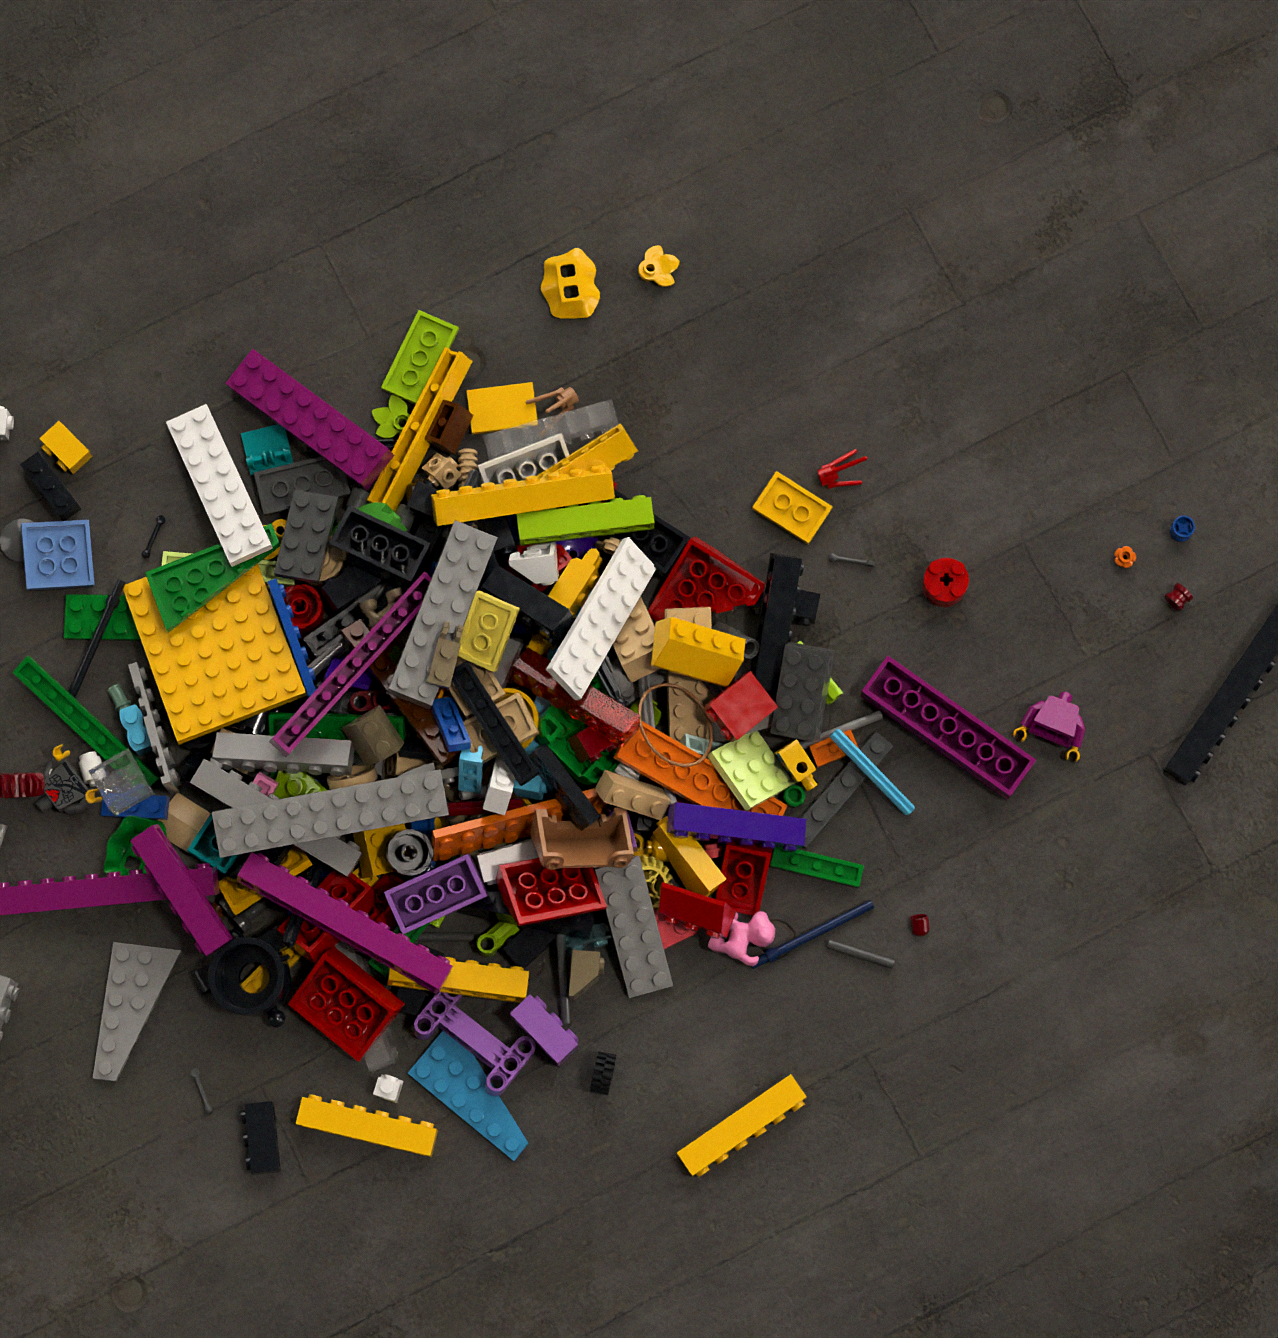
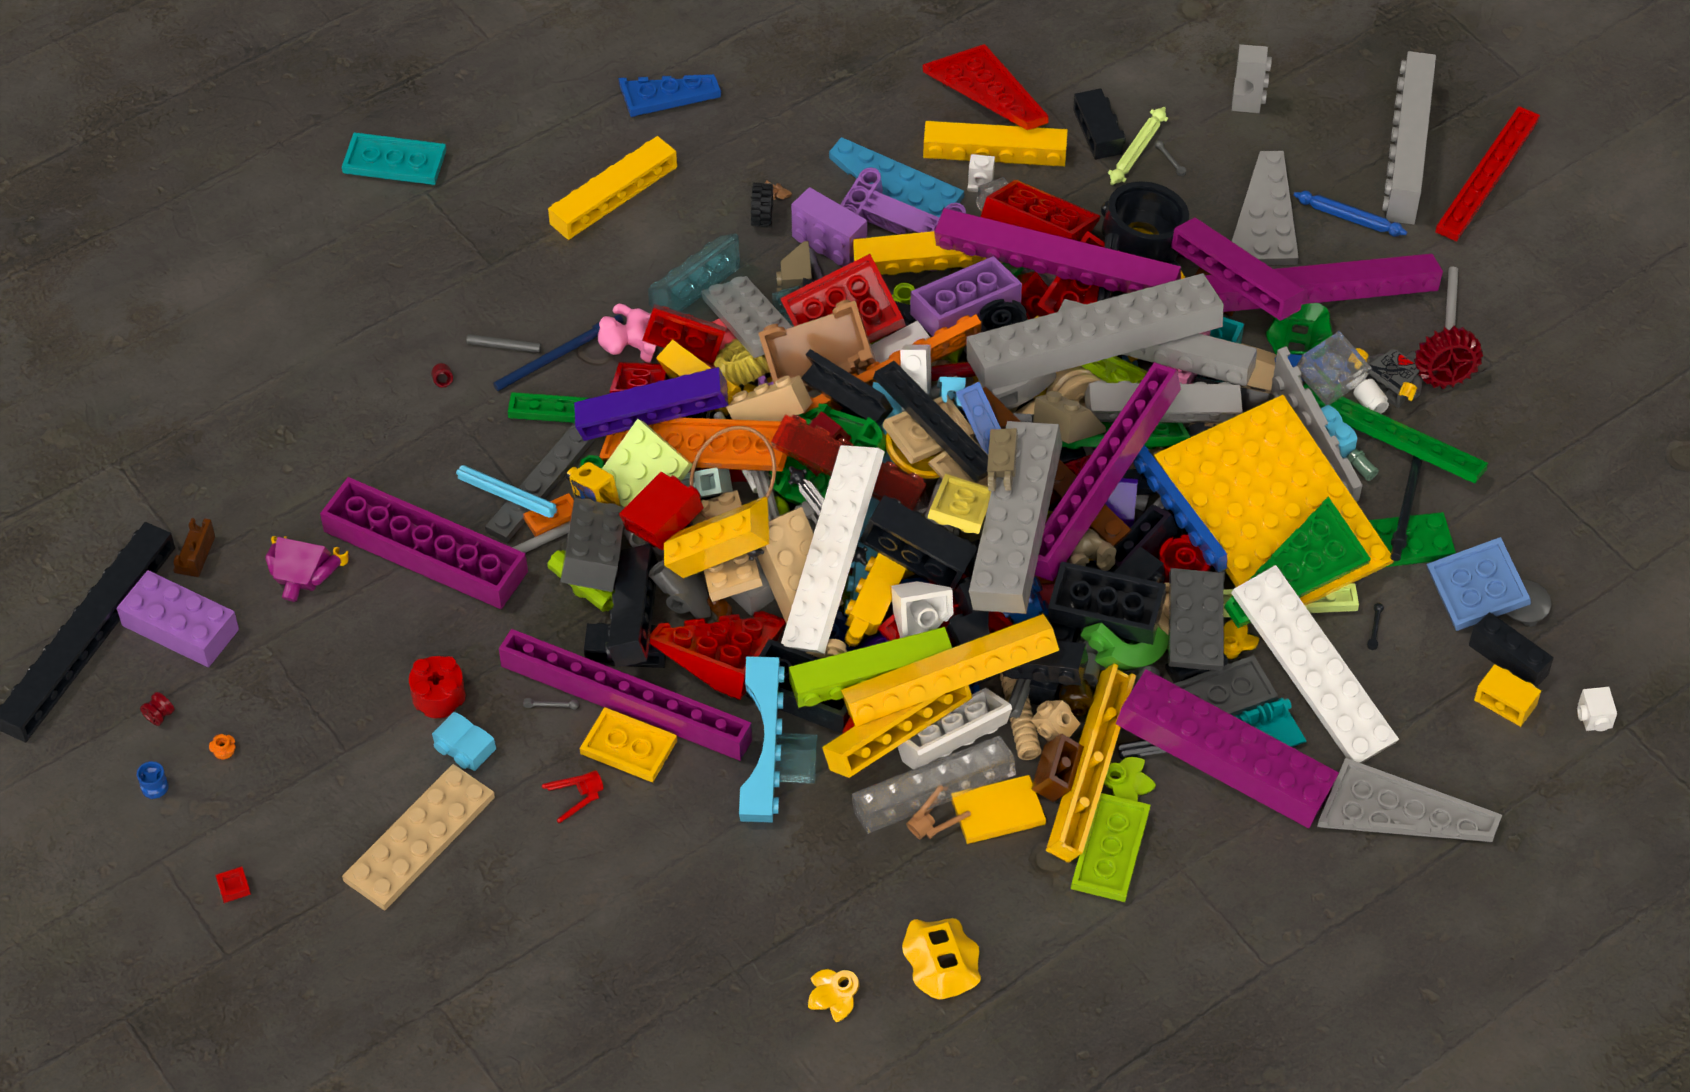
camera: 170 degrees right, 25 degrees down
(50, 991) = (1350, 213): none -> blue wheel
(104, 1151) = (1251, 78): none -> light grey arch
(184, 361) = (1389, 804): none -> light grey wing
(229, 1108) = (1138, 145): none -> yellowish green wheel
(363, 1209) = (988, 82): none -> red wing
(583, 1099) = (780, 192): none -> medium nougat plant
(663, 481) = (797, 757): none -> clear light blue slope
(677, 1247) = (656, 95): none -> blue wing
(678, 998) = (699, 272): none -> clear light blue slope
(694, 440) = (757, 793): none -> medium azure arch
(781, 541) = (626, 694): none -> magenta brick
(927, 528) = (463, 741): none -> medium azure brick
(949, 1198) = (394, 158): none -> teal plate
(968, 451) = (418, 837): none -> tan plate
(1118, 425) = (233, 884): none -> red plate
(1147, 759) = (195, 549): none -> reddish brown hinge
(1161, 683) = (178, 618): none -> medium lavender brick

